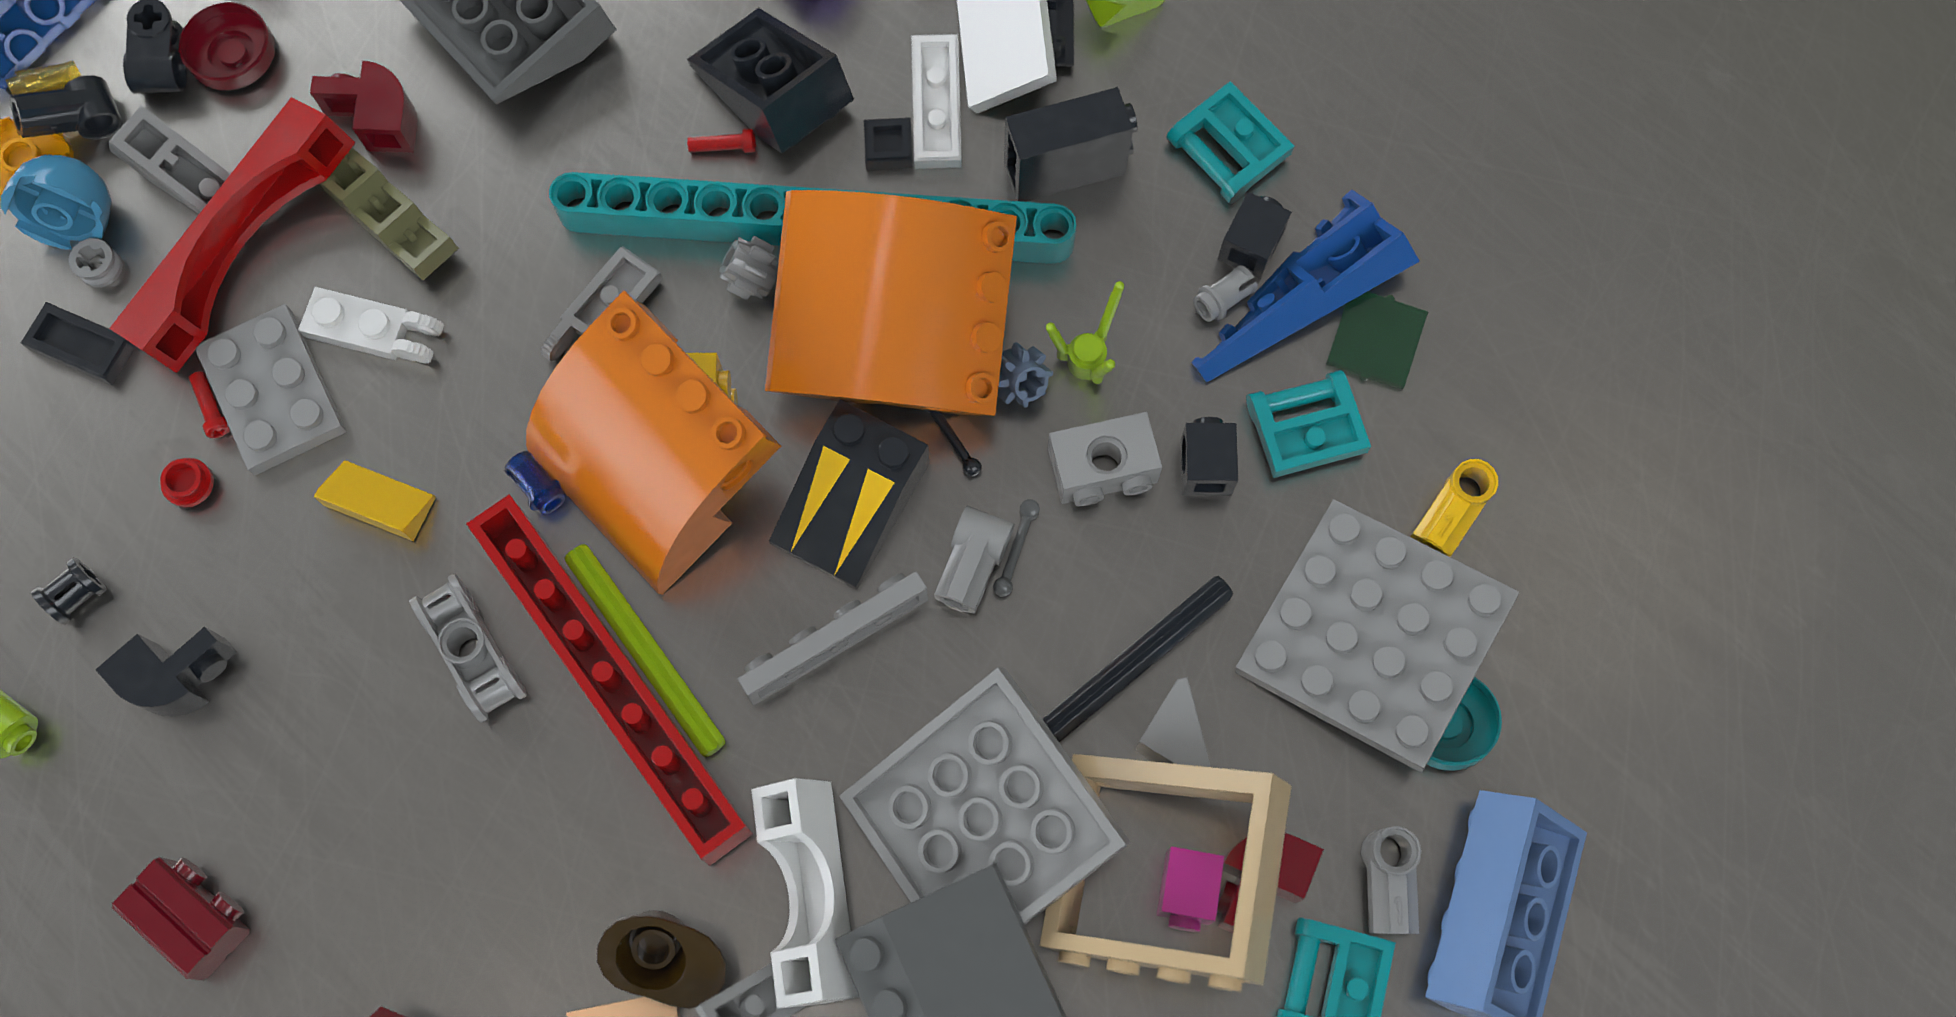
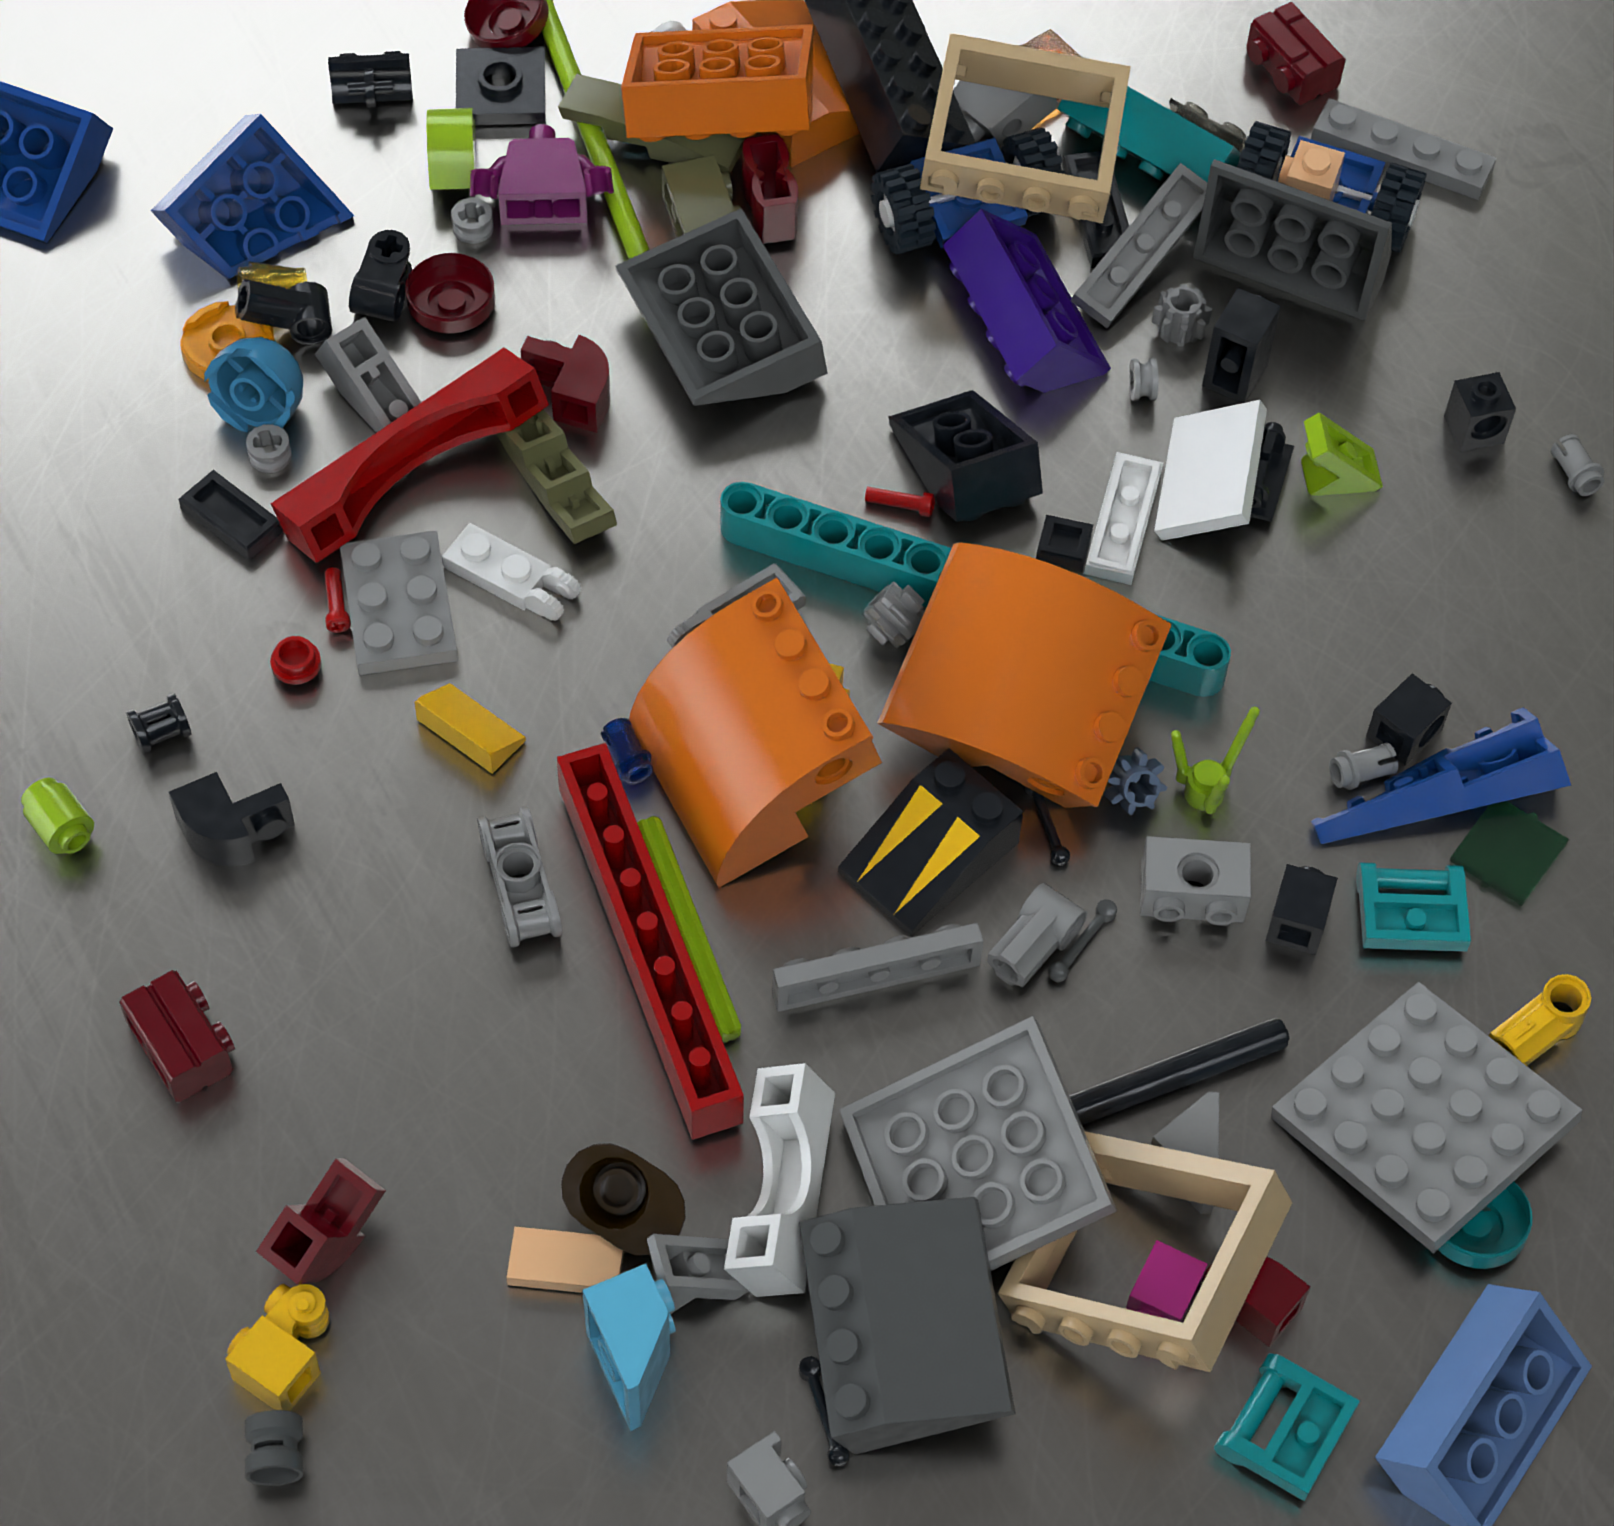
camera: 15 degrees right, 15 degrees down
(1068, 144) = (1245, 584): black brick -> none
(1240, 131) = (1422, 621): teal plate -> none
(1390, 888) = (1372, 1347): light grey piece -> none

